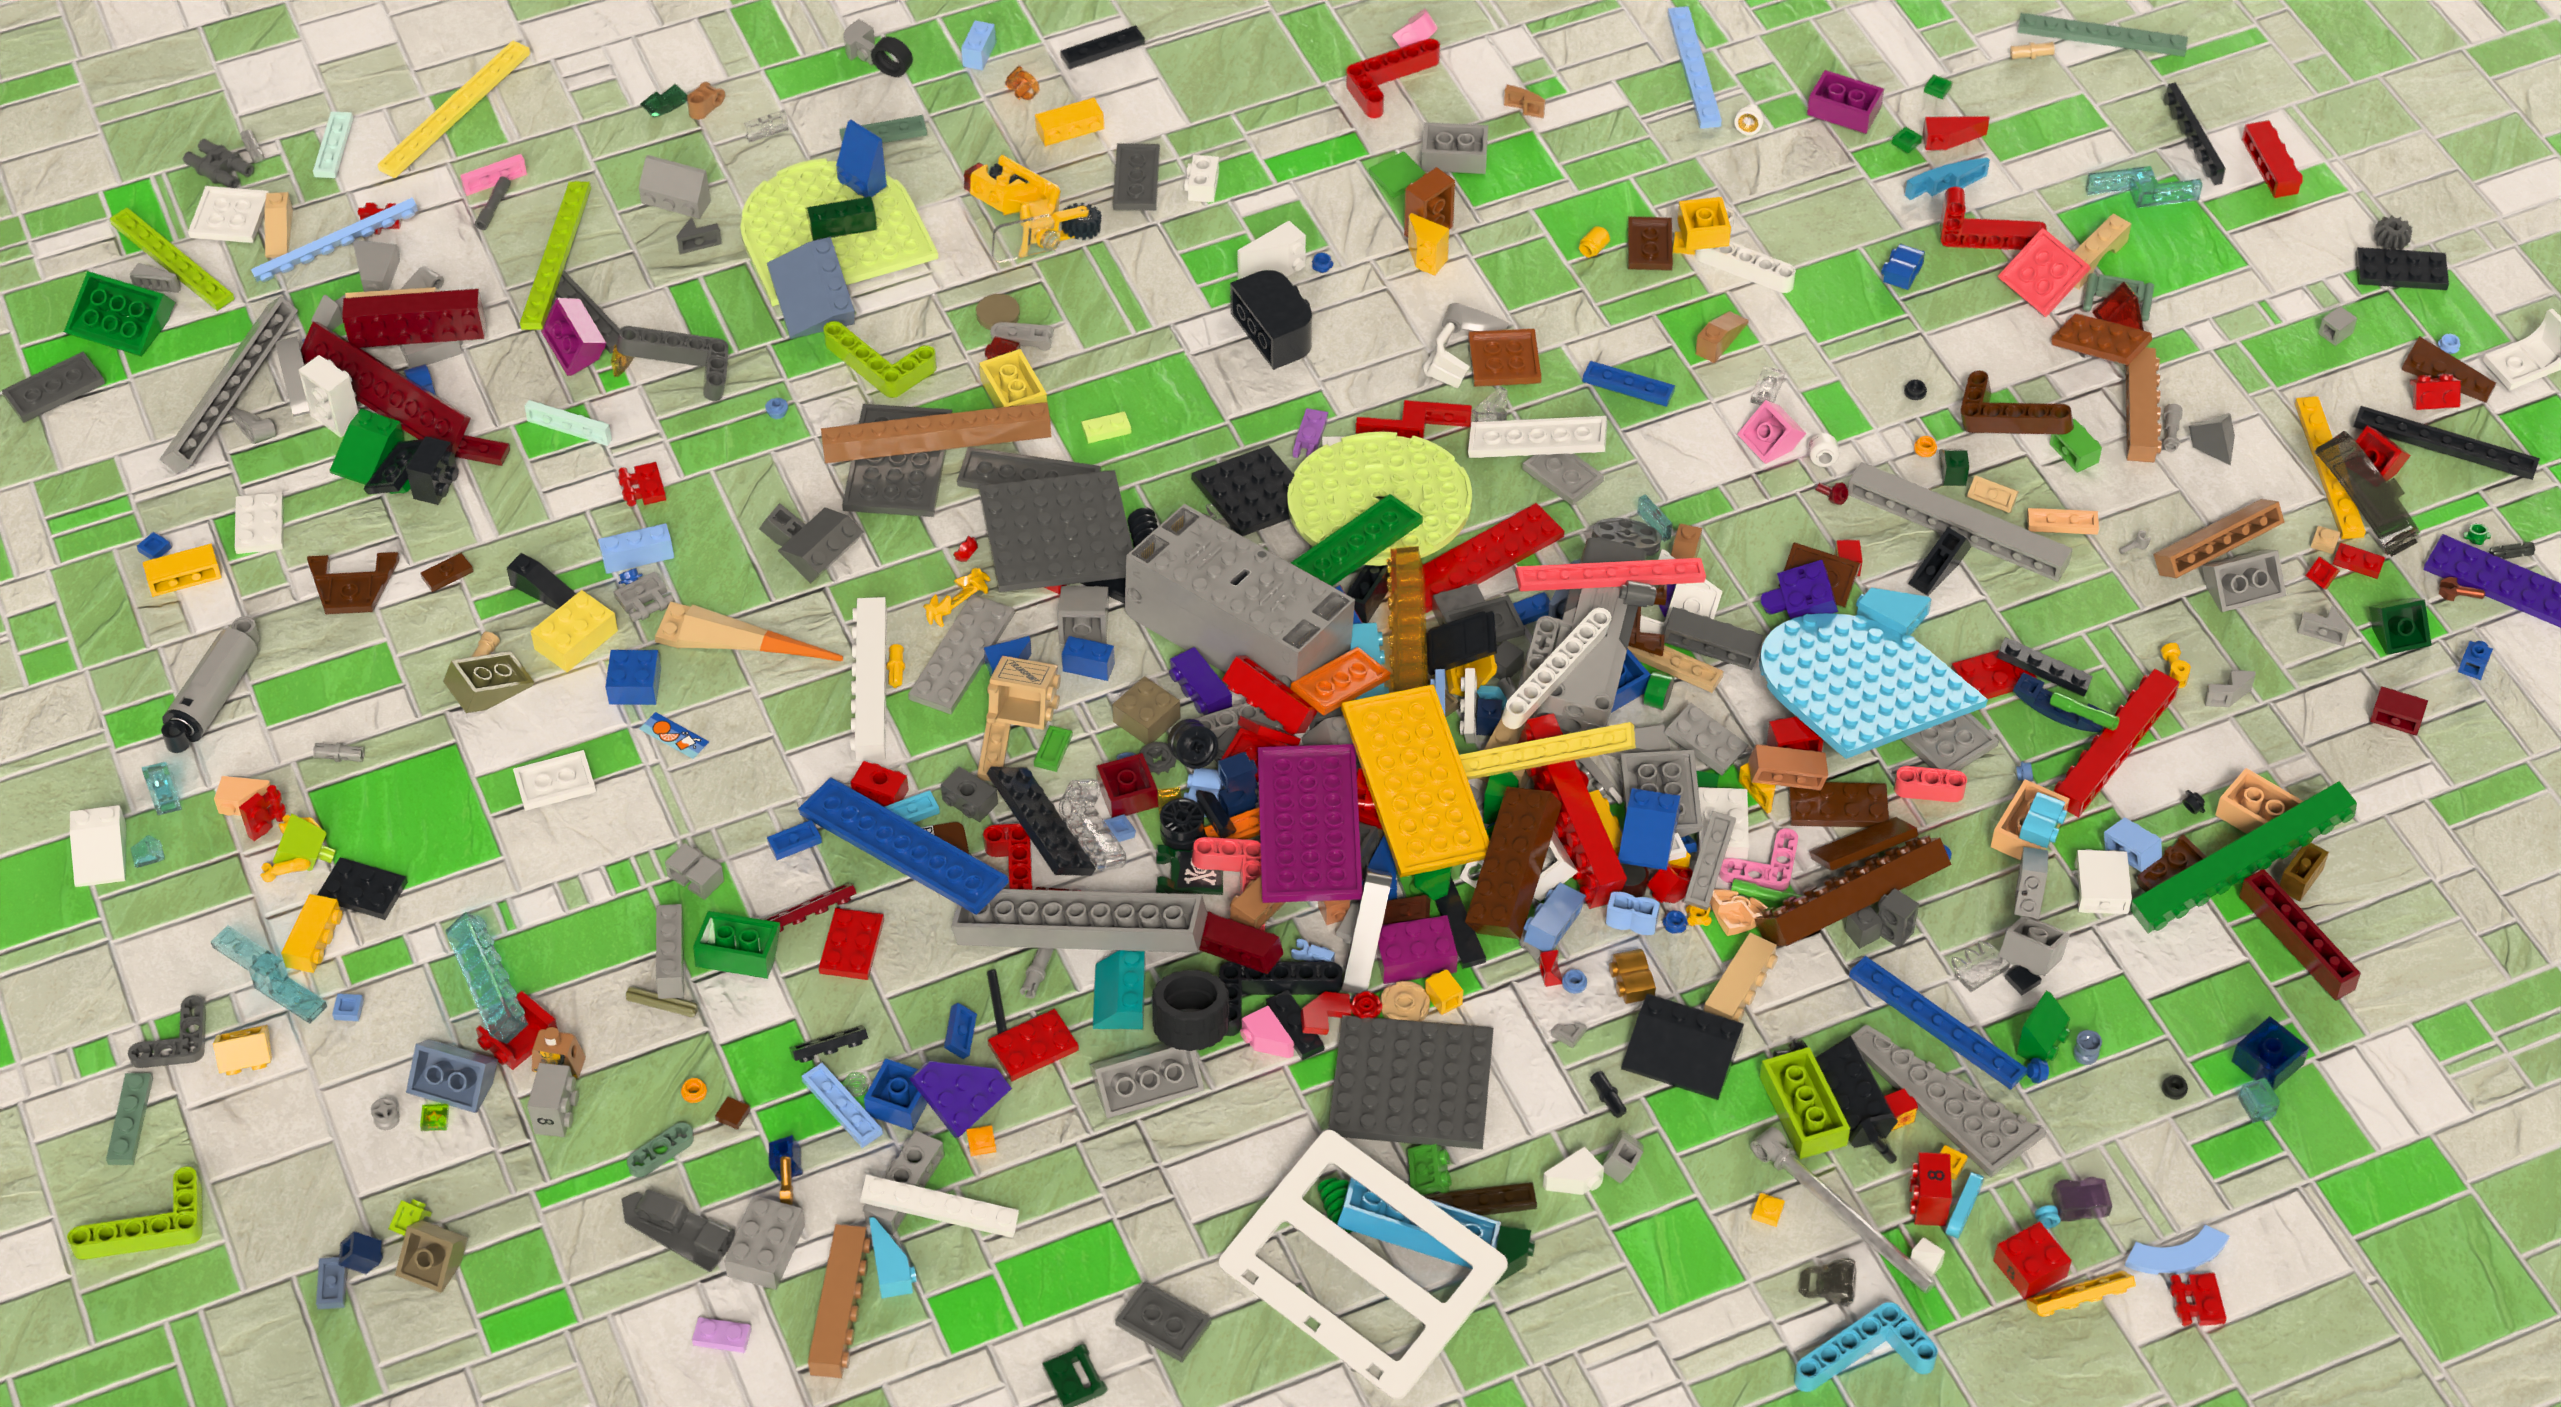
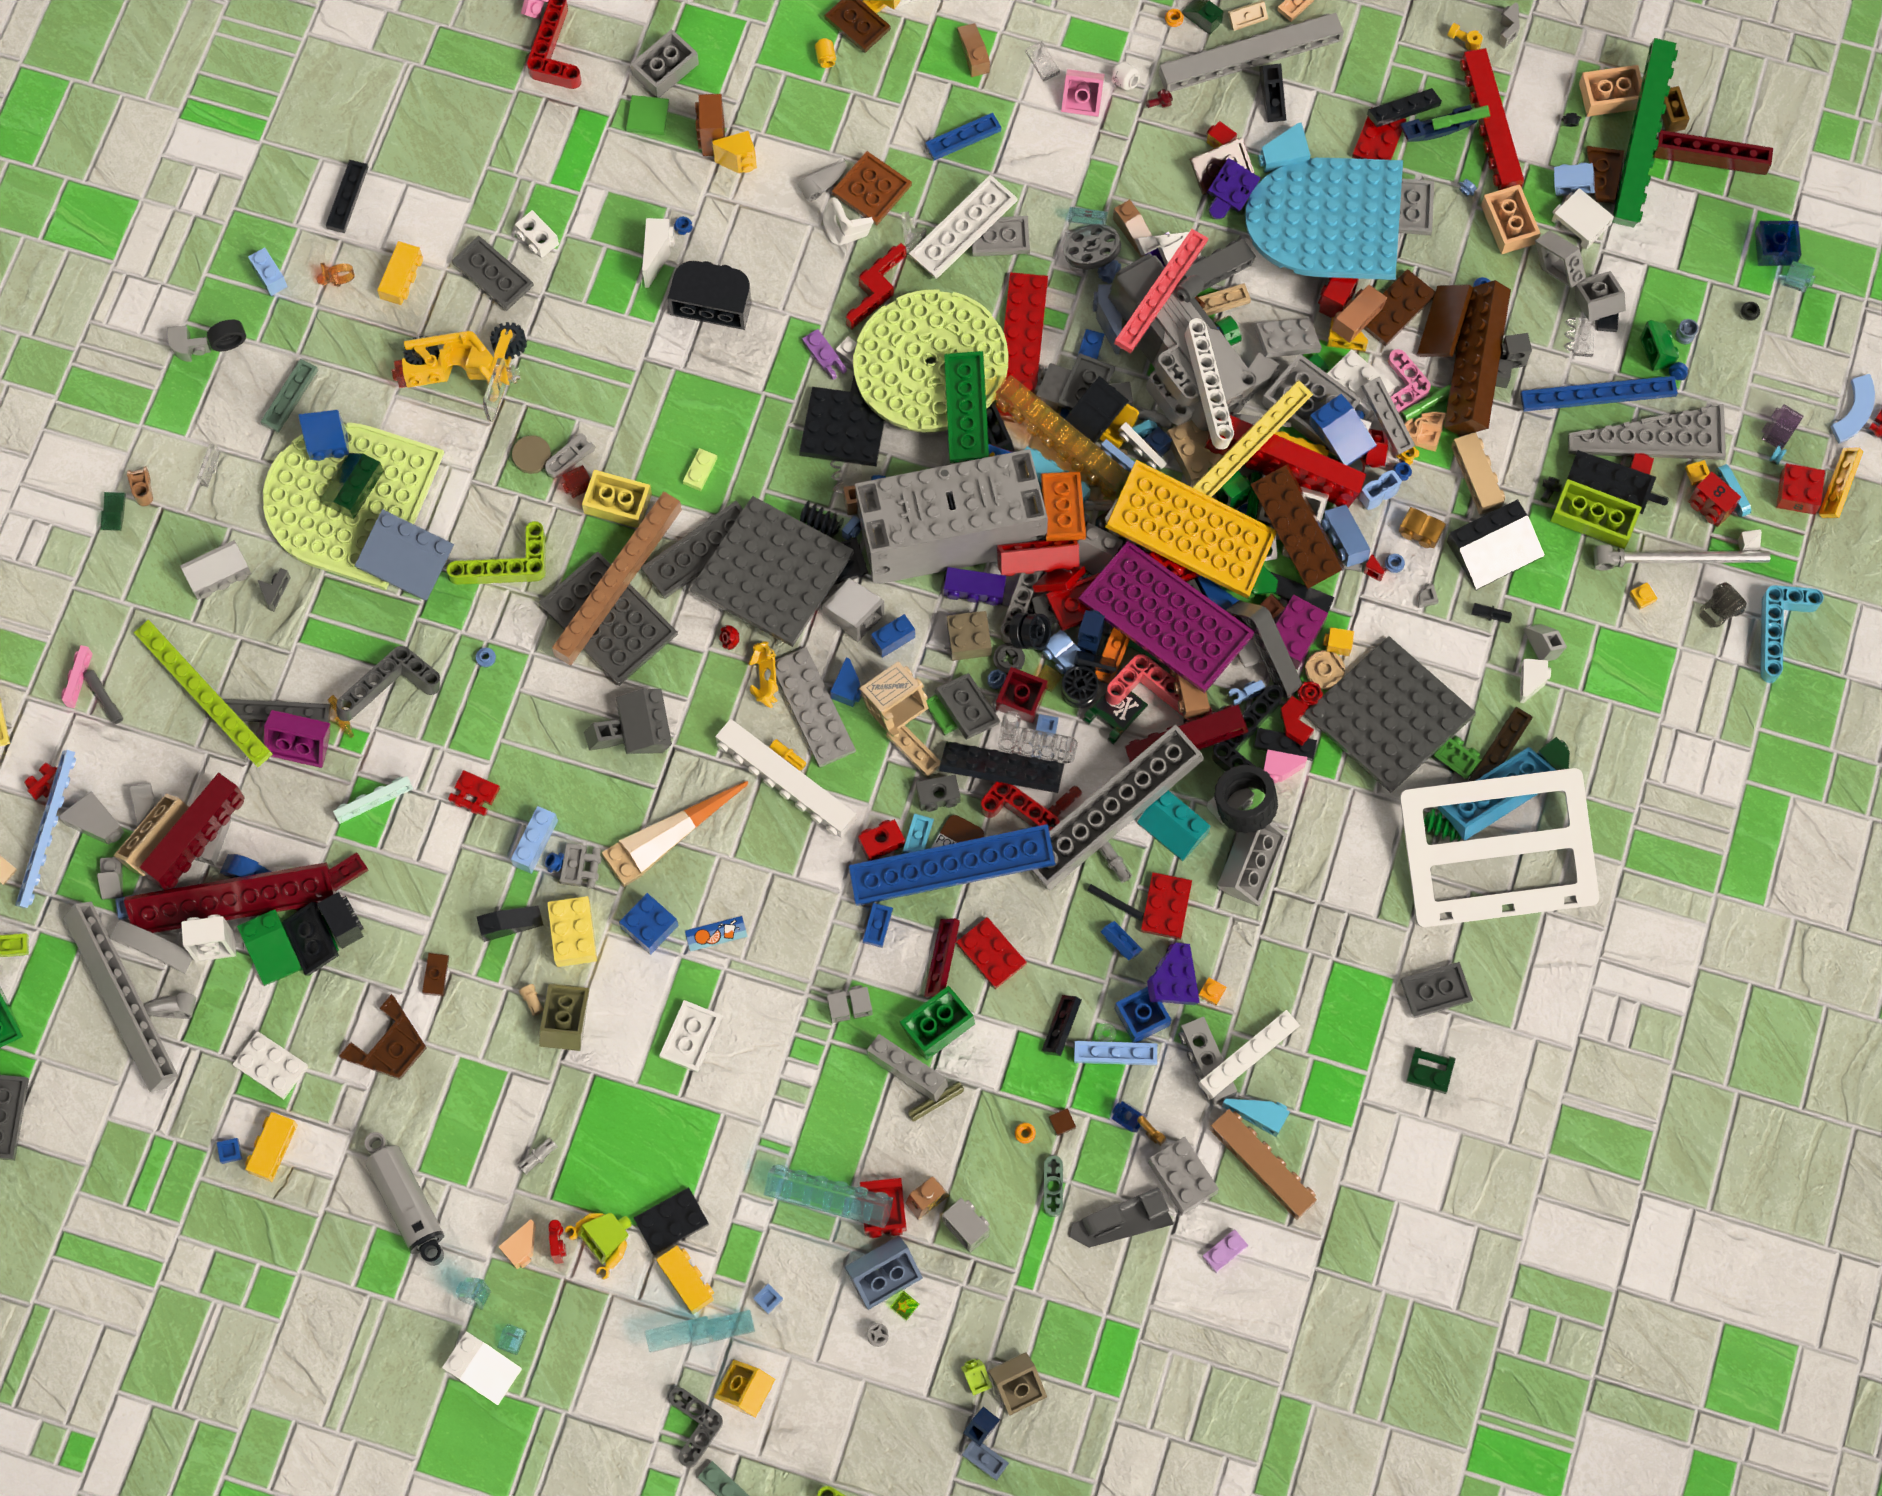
camera: 50 degrees left, 20 degrees up
(1075, 753) = (967, 706): none -> dark grey plate
(1930, 784) = (1433, 238): coral beam -> none
(2042, 820) = (1527, 213): medium azure brick -> none

